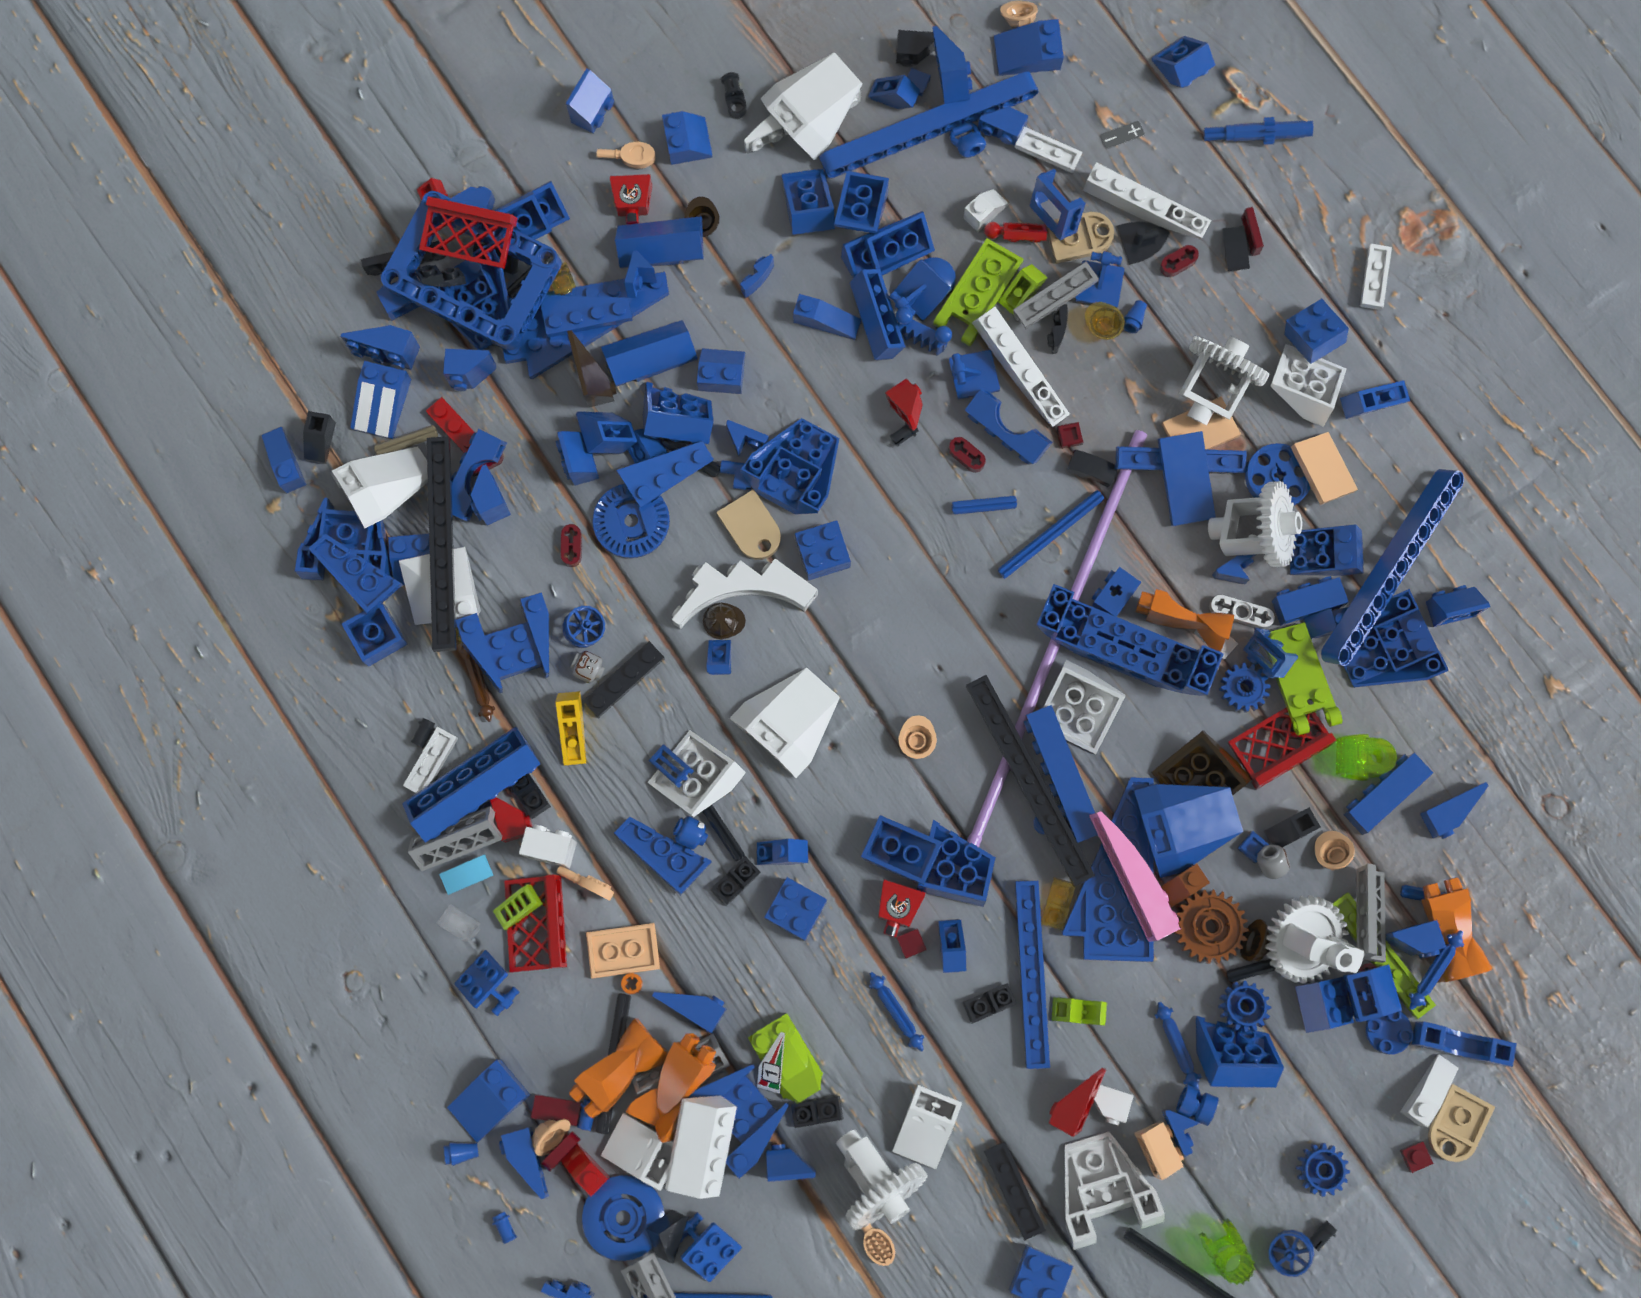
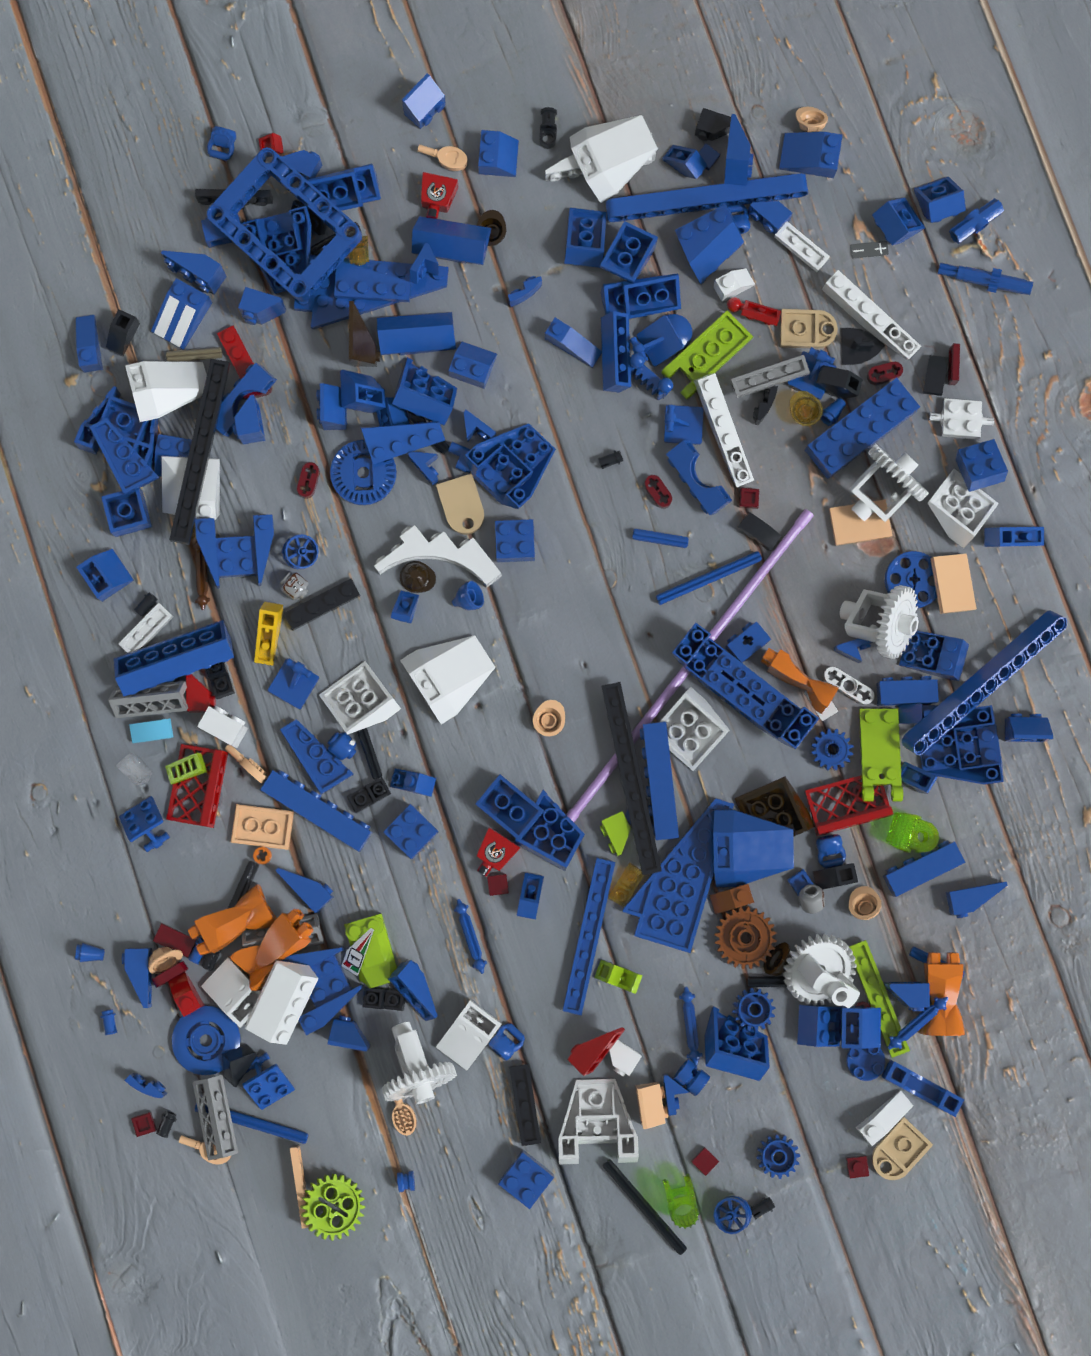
camera: 10 degrees right, 5 degrees up
(367, 710) = (105, 574): none -> blue slope
(377, 198) = (224, 138): none -> blue piece
(433, 276) = (260, 225): black slope -> none
(470, 213) = (291, 176): red fence -> none
(488, 1100) = (122, 917): blue slope -> none
(615, 776) = (293, 683): none -> blue plate
(680, 914) = (316, 810): none -> blue brick
(681, 775) = (348, 697): blue tile -> none
(694, 492) = (422, 461): none -> blue slope
(788, 626) = (469, 596): none -> blue helmet
(847, 1087) = (413, 986): none -> blue slope
(906, 402) = (619, 434): red slope -> none
(946, 168) = (709, 241): none -> blue wedge
(970, 1128) = (503, 1045): none -> blue piece
(989, 1003) = (547, 950): black slope -> none
(1022, 288) = (745, 361): lime slope -> none
(1030, 844) = (617, 830): none -> lime slope
(1070, 212) = (802, 309): blue panel -> none
(1133, 281) = (839, 382): none -> black slope
(1137, 880) = (695, 885): bright pink slope -> none
(1144, 96) = (897, 221): none -> blue slope
(1149, 459) = (835, 544): blue tile -> none
(1172, 326) = (862, 428): none -> blue brick
(1186, 478) = (835, 561): blue tile -> none
(1229, 73) = (976, 221): none -> blue piece
(1240, 1199) = (705, 1161): none -> dark red tile
(1269, 654) = (859, 728): blue window -> none
(1275, 796) = (828, 846): none -> blue piece
(1278, 288) = (961, 418): none -> white plate
(1351, 693) = (917, 778): none -> blue slope
(1371, 913) = (875, 962): light grey fence -> none
(1375, 276) = (1047, 431): white plate -> none

